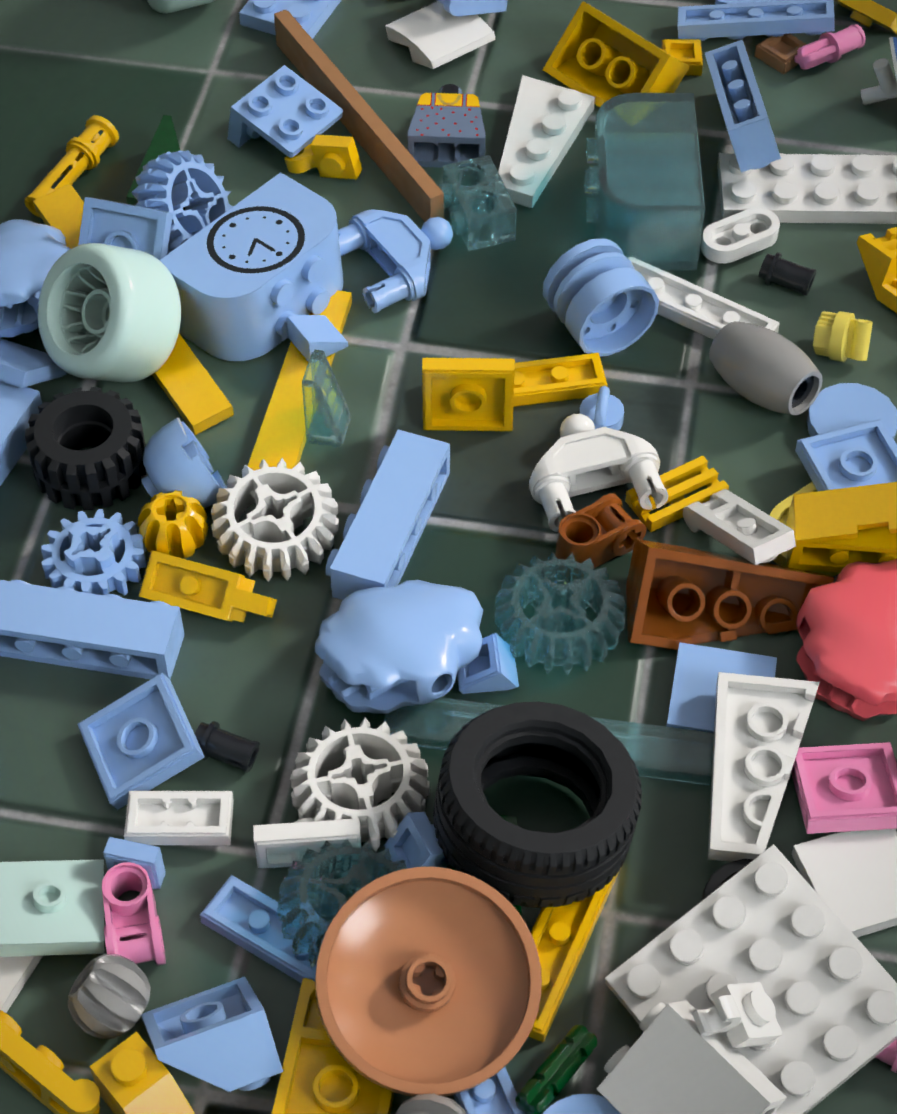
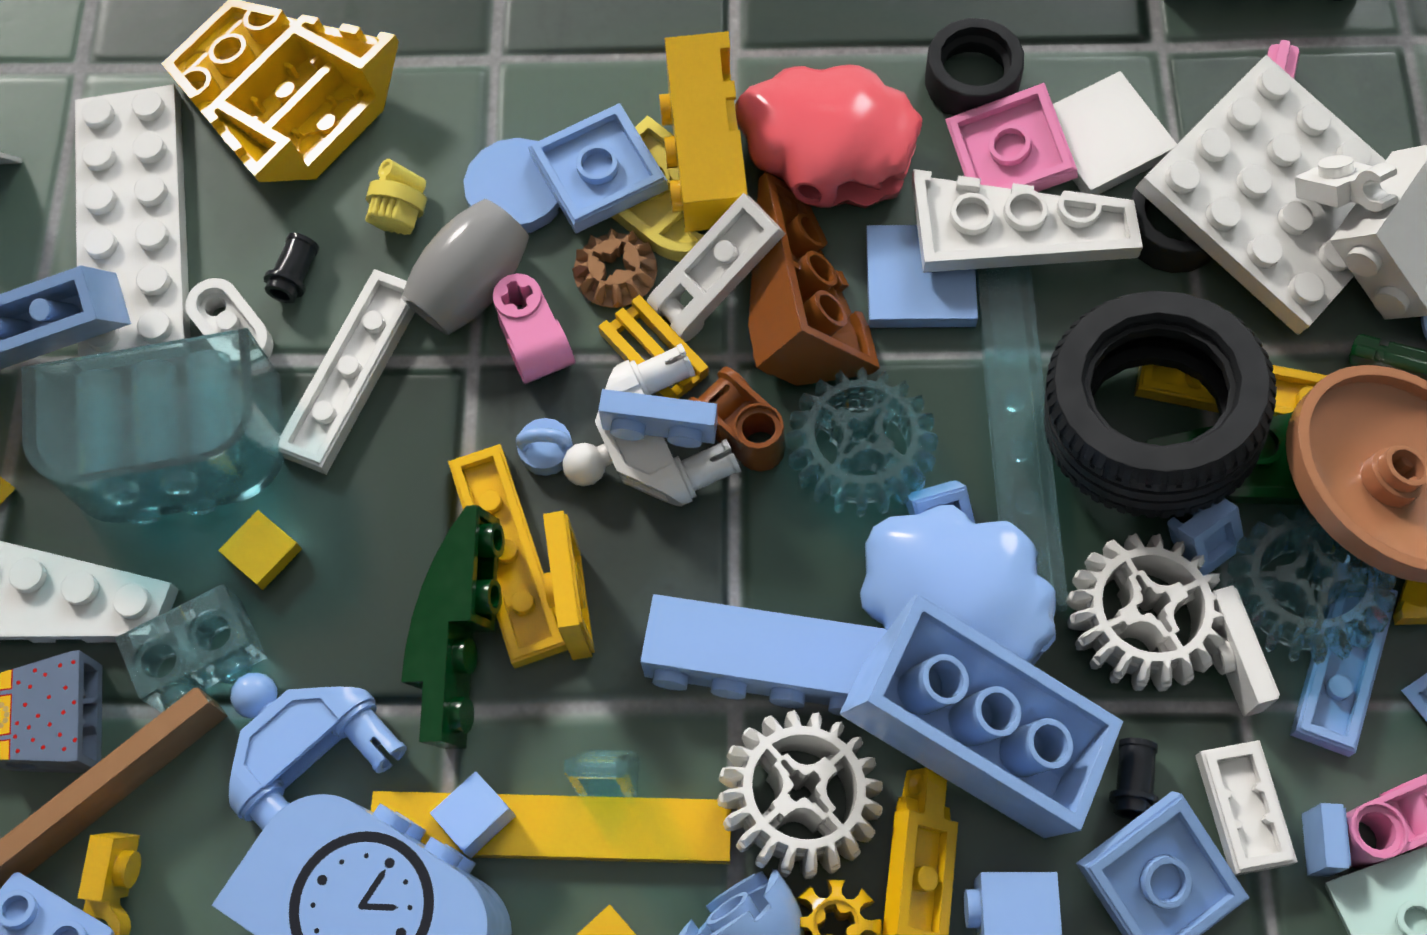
camera: 95 degrees left, 15 degrees up
(287, 616) = (984, 719): none -> light blue slope
(454, 331) = (453, 602): none -> dark green slope
(547, 245) = (260, 549): none -> yellow tile
(593, 442) = (679, 420): none -> light blue plate
(600, 297) = (379, 454): light blue wheel -> none
(700, 412) = (531, 332): none -> bright pink piece
(767, 491) = (622, 285): none -> medium nougat gear

